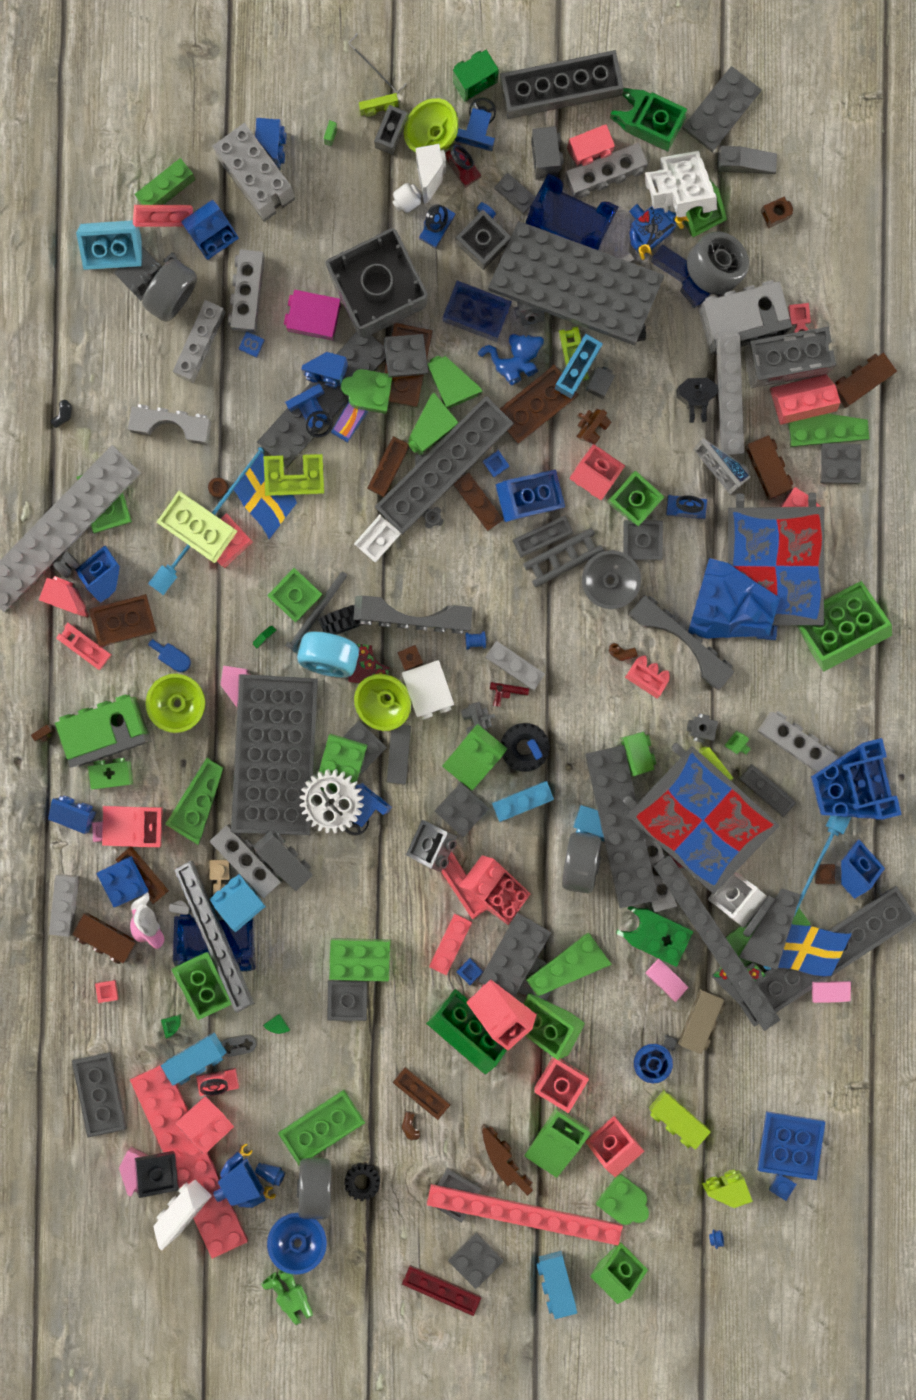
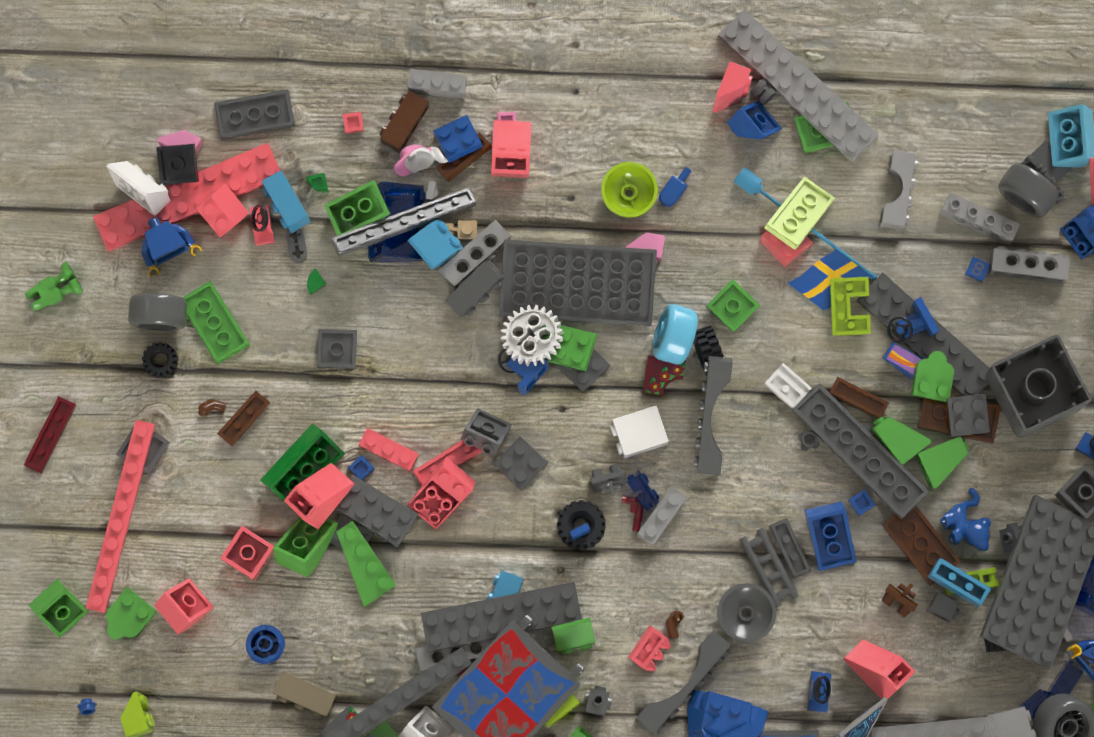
camera: 90 degrees right, 10 degrees down
(43, 734) = (601, 68): reddish brown plate -> none
(65, 411) = (908, 92): black arm -> none
(72, 815) = (523, 93): blue slope -> none
(84, 646) = (684, 107): coral plate -> none
(96, 733) = (602, 116): bright green piece -> none
(99, 778) = (561, 140): bright green brick -> none
(122, 620) = (709, 143): reddish brown plate -> none
(195, 805) = (526, 206): bright green wing -> none
(218, 487) = (838, 235): reddish brown tile -> none
(264, 636) = (693, 276): green tile -> none
(271, 1174) = (171, 274): blue cone -> none
(285, 1253) = (106, 282): blue hat -> none
(312, 314) = (1007, 327): dark pink brick -> none
(316, 612) = (718, 328): dark grey bar -> none
(326, 368) = (954, 337): blue slope -> none
(359, 959) = (376, 361): bright green brick -> none
(376, 709) = (625, 379): lime hat -> none
(399, 755) = (576, 403): dark grey tile -> none
(410, 657) = (671, 415): reddish brown brick -> none
(474, 757) = (573, 474): bright green slope -> none
(475, 640) = (687, 479): blue bush -> none
(475, 1260) = (77, 468): dark grey plate -> none
(477, 311) = (1012, 485): clear blue brick -> none
(478, 502) = (824, 485): reddish brown plate -> none
(481, 688) = (639, 483): none -> clear blue hinge
(499, 1155) = (181, 491): reddish brown slope -> none
(522, 801) = (528, 521): dark azure brick -> none
(556, 1285) = (49, 546): dark azure brick -> none
(557, 1142) = (190, 549): bright green slope -> none
(581, 862) = (466, 575): dark grey wheel -> none
(597, 472) = (854, 602): coral slope -> none
(635, 498) = (827, 638): bright green slope -> none
(643, 541) = (786, 647): dark grey plate -> none
(650, 933) = (393, 644): green brick -> none
(664, 447) = (879, 668): none -> coral slope
(666, 980) = (346, 661): bright pink slope -> none
(670, 1042) = (284, 664): dark grey piece -> none
(678, 1120) = (206, 670): lime brick -> none
(697, 398) = (929, 702): black hinge -> none

